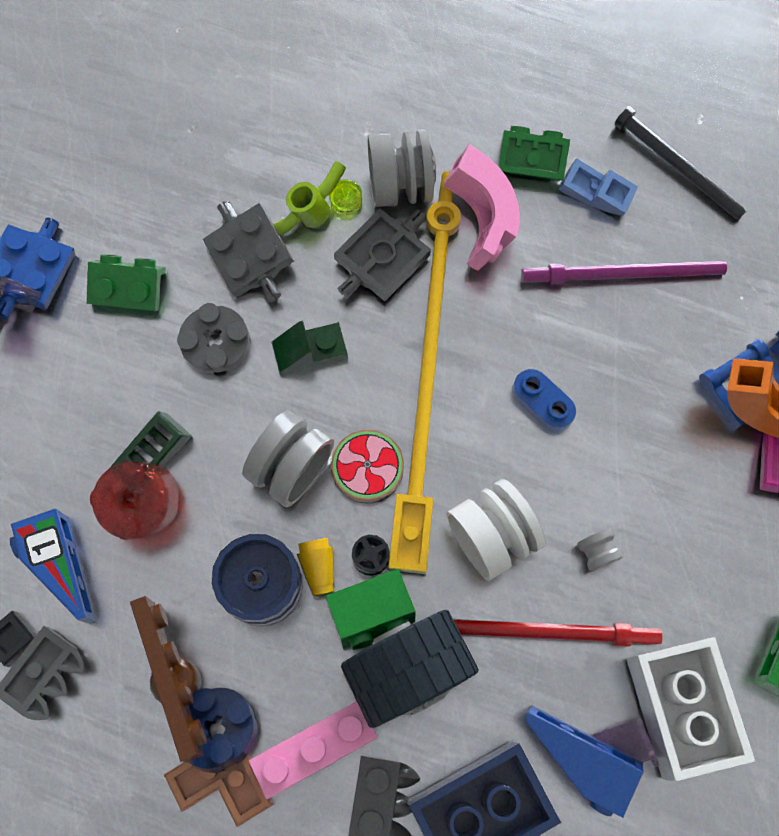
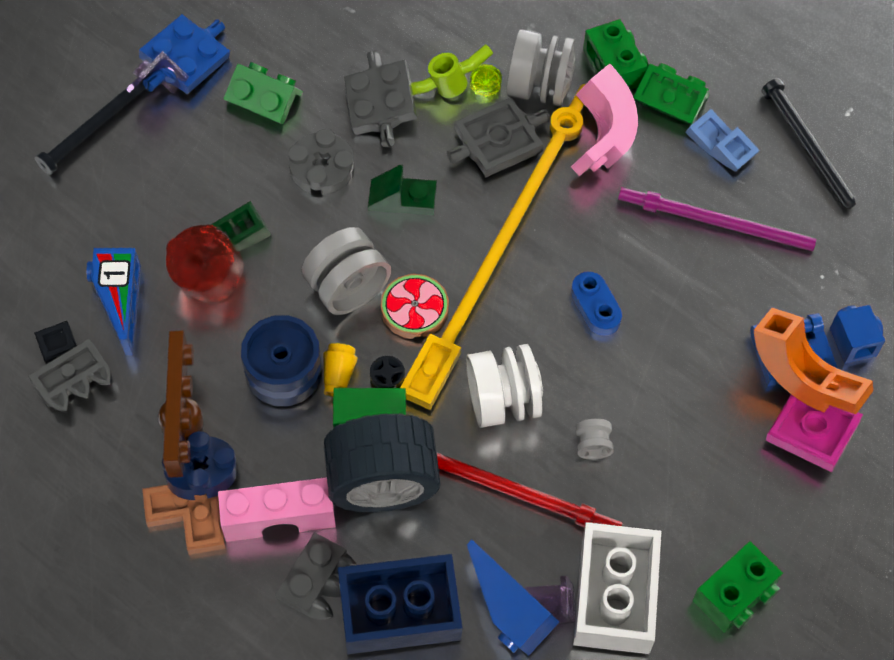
camera: 20 degrees right, 10 degrees down
(460, 123) = (615, 46): none -> green brick

